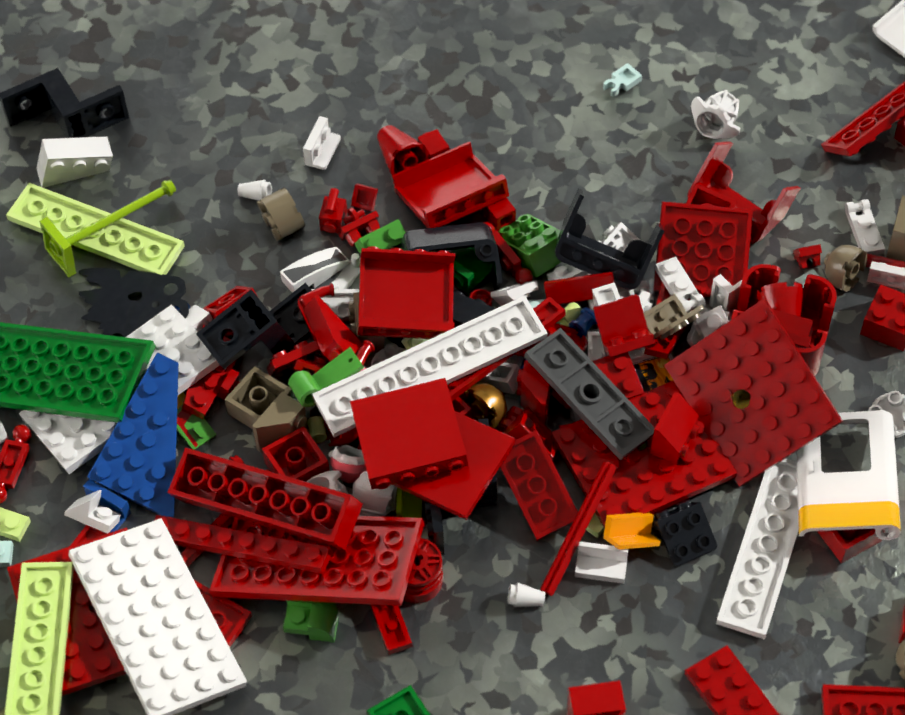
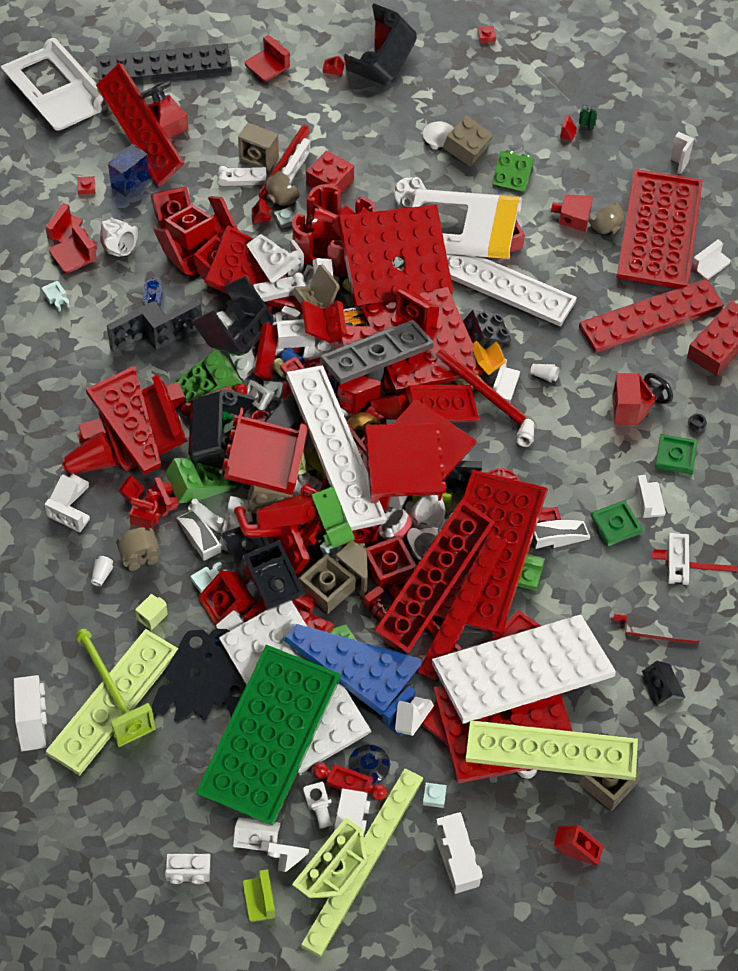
camera: 85 degrees left, 0 degrees up
(38, 492) = (377, 769): none -> dish
(207, 243) = (151, 611): none -> yellowish green brick
(249, 454) = (373, 598): none -> red plate
(261, 286) = (205, 576): none -> light aqua plate
(351, 141) = (69, 489): none -> white slope
(373, 650) = (559, 533): none -> slope
(459, 163) = (125, 411): none -> red wing
(593, 173) = (154, 325): none -> black bracket
(630, 611) = (545, 371): none -> white cone
(648, 168) = (152, 291): none -> clear blue plate
(690, 82) = (75, 251): none -> bracket
(713, 262) = (272, 258): none -> white wing
(729, 66) = (59, 226): none -> red panel
(753, 182) = (191, 227): none -> red brick
(784, 160) = (169, 203): none -> red slope
(799, 78) = (86, 185): none -> red plate
(824, 106) = (129, 170): none -> clear blue brick

